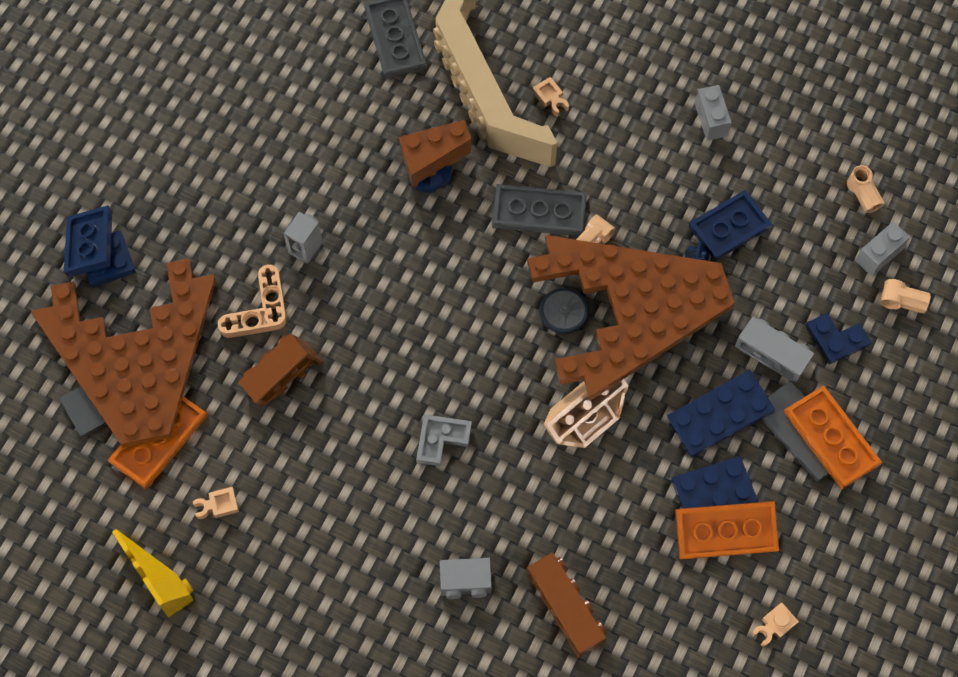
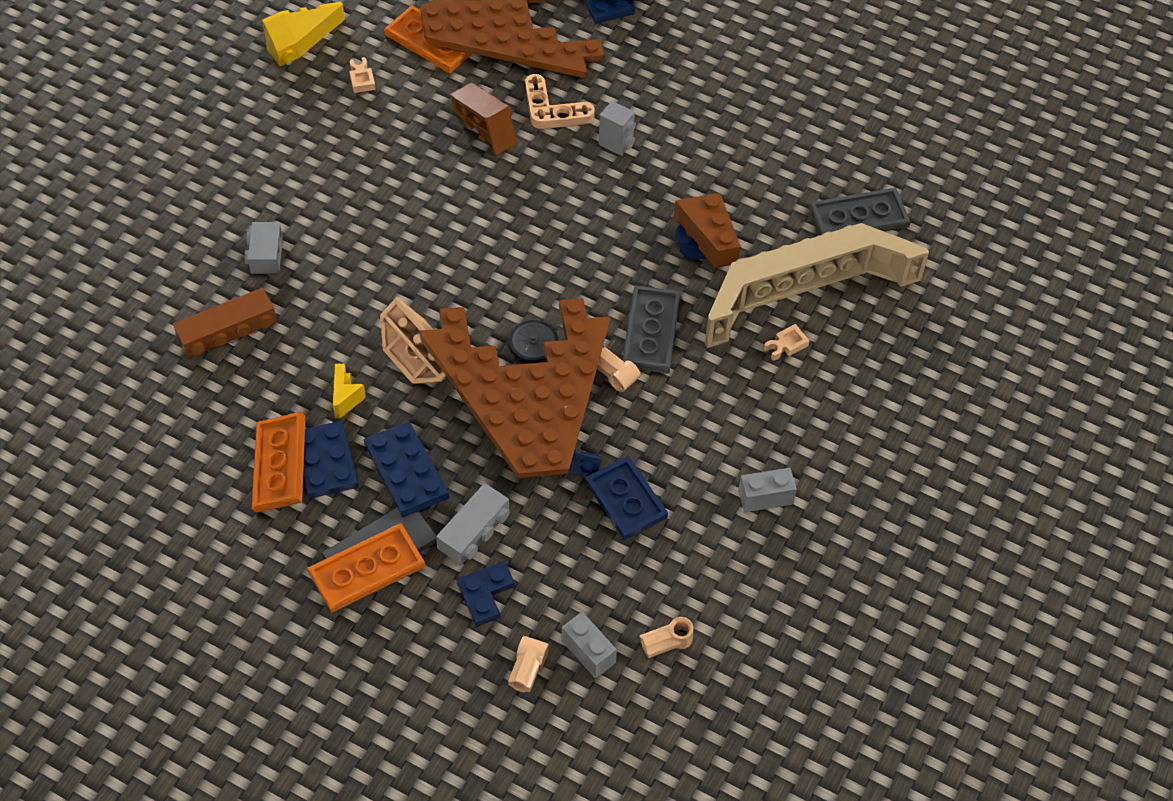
camera: 90 degrees right, 10 degrees down
(440, 431) = (409, 232): light grey plate -> none
(646, 479) = (345, 394): none -> yellow slope
(777, 622) = (177, 501): light nougat plate -> none

